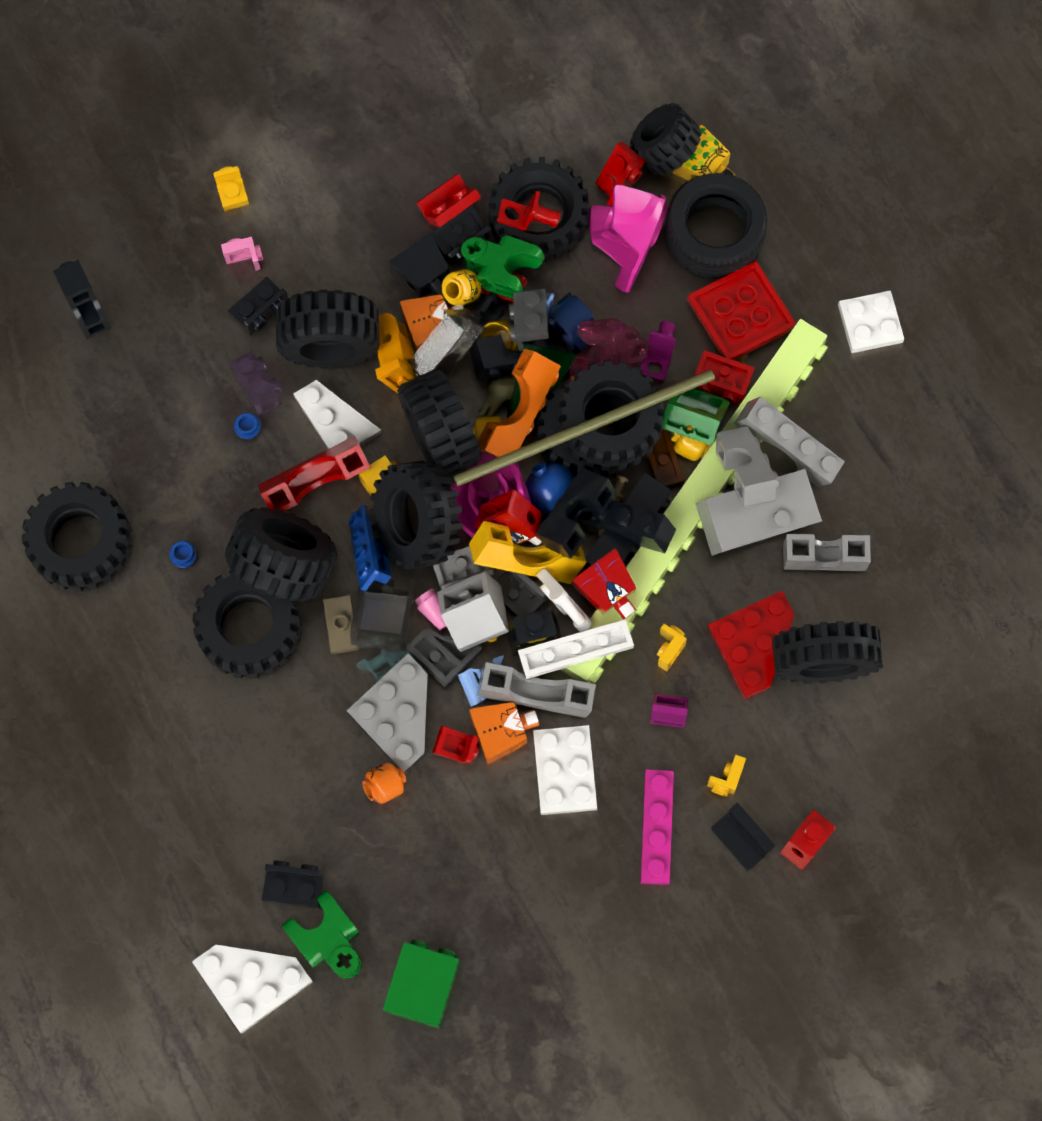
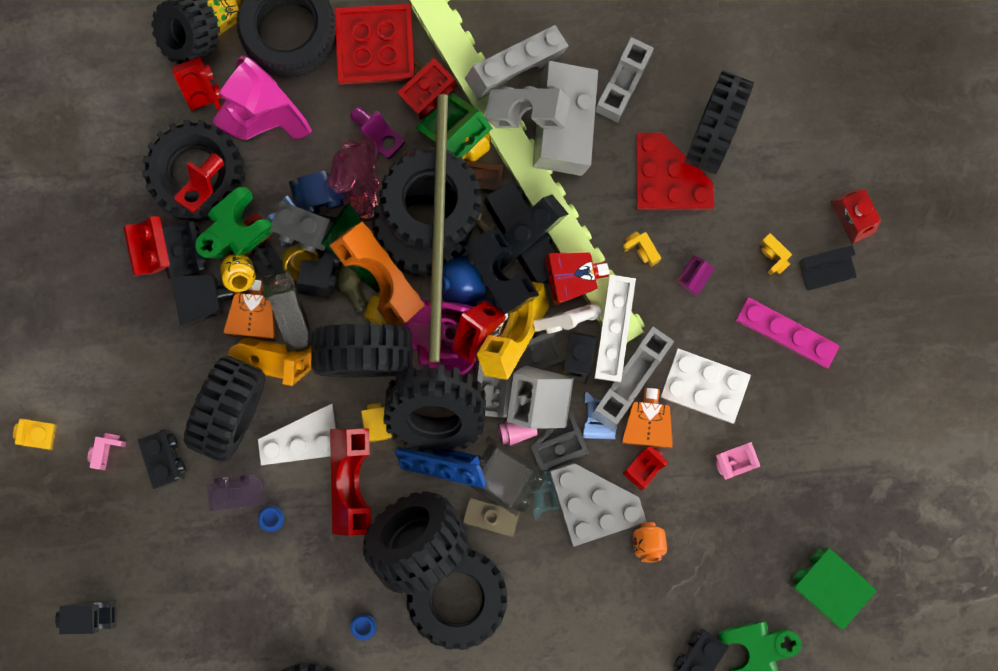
camera: 70 degrees left, 10 degrees up
(504, 831) = (737, 461): none -> bright pink bracket

